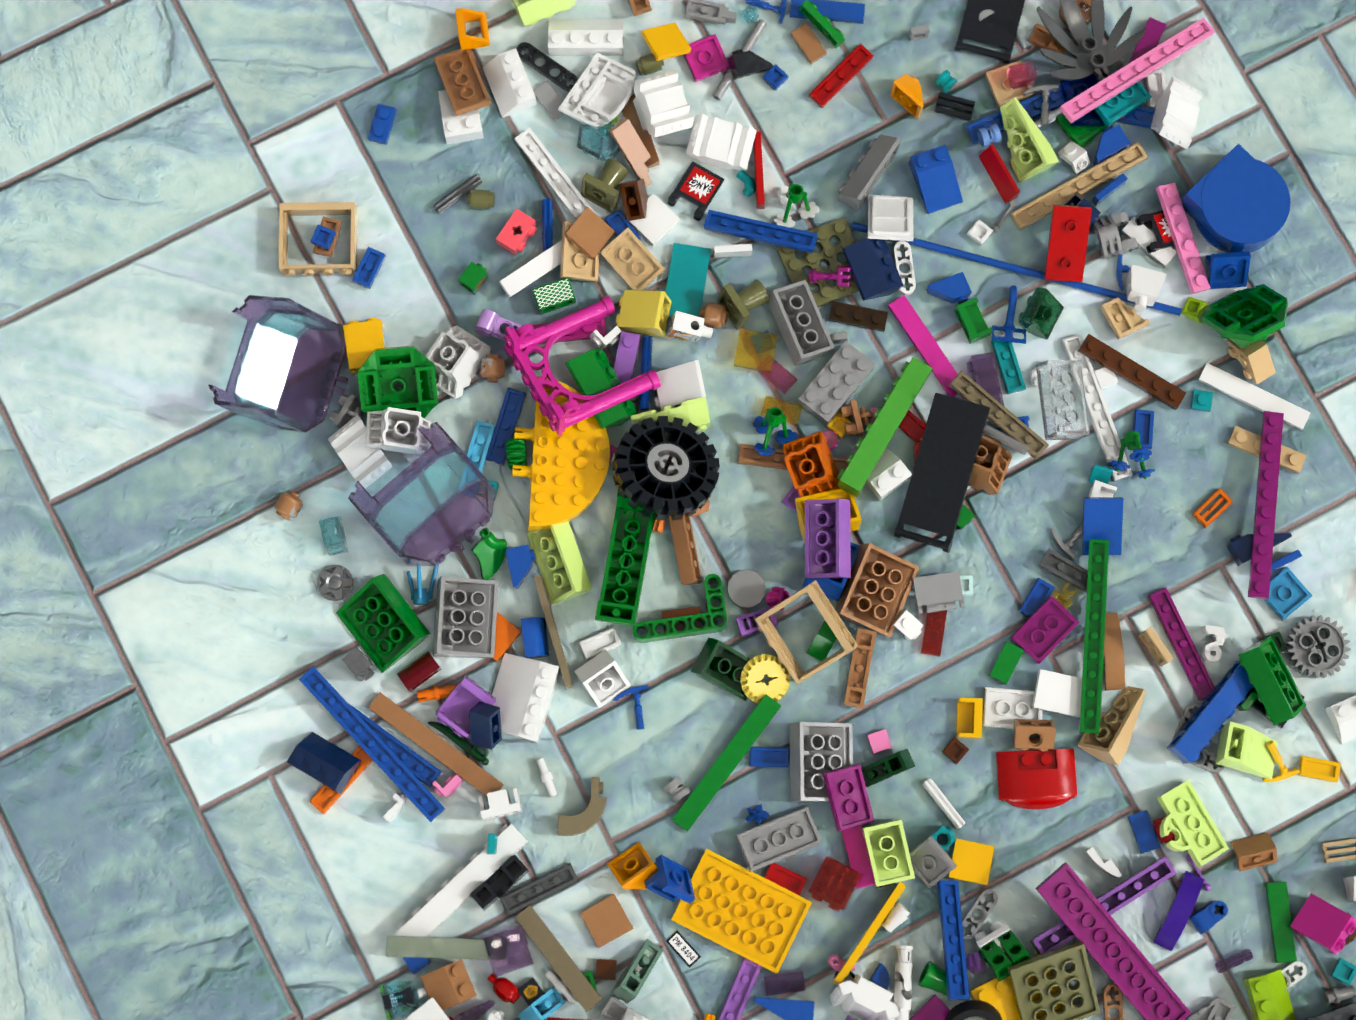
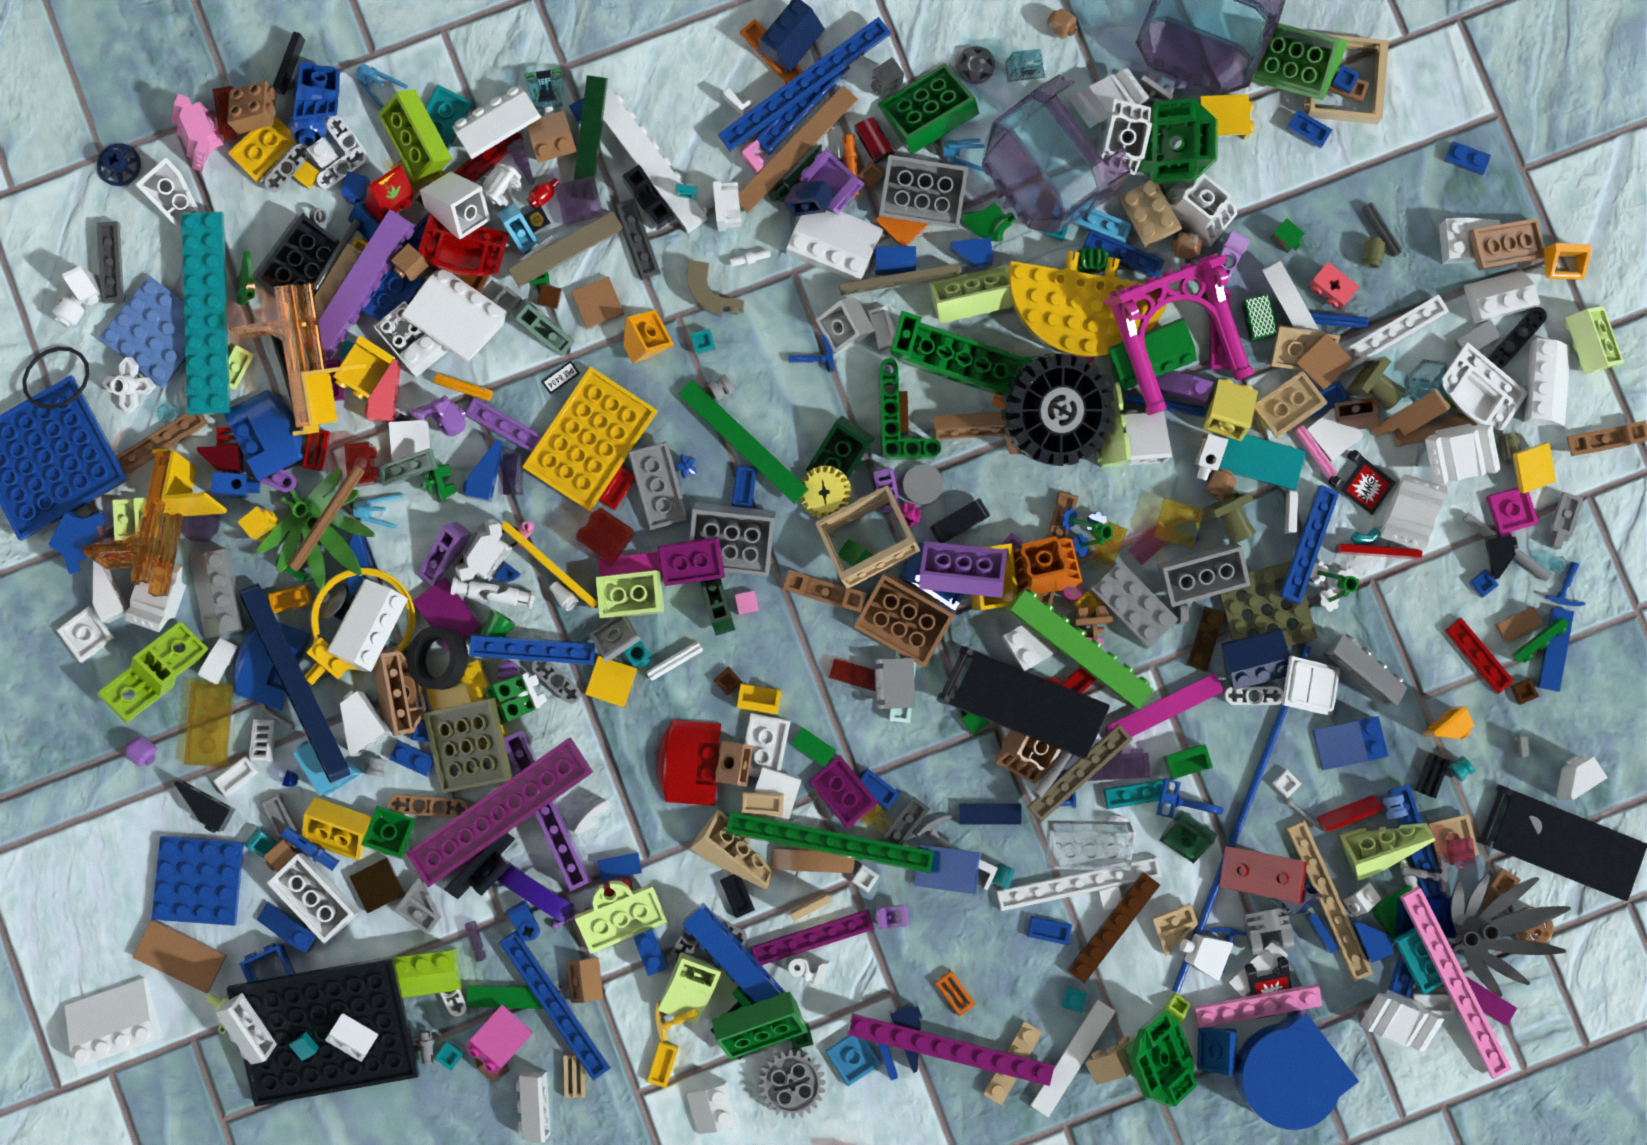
camera: 95 degrees right, 5 degrees up
(309, 276) = (1300, 61): none -> bright green slope
(453, 670) = (871, 175): none -> medium nougat tile
(466, 404) = (1150, 213): none -> tan plate
(601, 342) = (1206, 371): white bracket -> none
(633, 813) = (703, 341): none -> teal plate
(671, 881) = (628, 369): blue bracket -> none
(673, 234) = (1315, 452): none -> bright pink axle
(777, 550) = (960, 521): none -> black beam
(839, 276) = (1250, 622): magenta hinge -> none
(868, 34) = (1524, 691): none -> reddish brown tile
(908, 625) = (863, 646): white bracket -> none
(951, 289) = (1225, 742): blue slope -> none
(1045, 493) = (990, 814): none -> dark blue tile
(1066, 703) = (762, 803): none -> tan tile
(1120, 601) = (865, 878): none -> white tile
(1132, 442) = (1034, 915): plant -> none
(1152, 571) = (892, 917): none -> medium lavender bracket
(1154, 718) = (737, 895): none -> black tile
(1168, 962) = (482, 869): none -> black bracket
(1219, 791) = (651, 951): none -> blue brick
(1281, 876) = (555, 1005): none -> blue tile

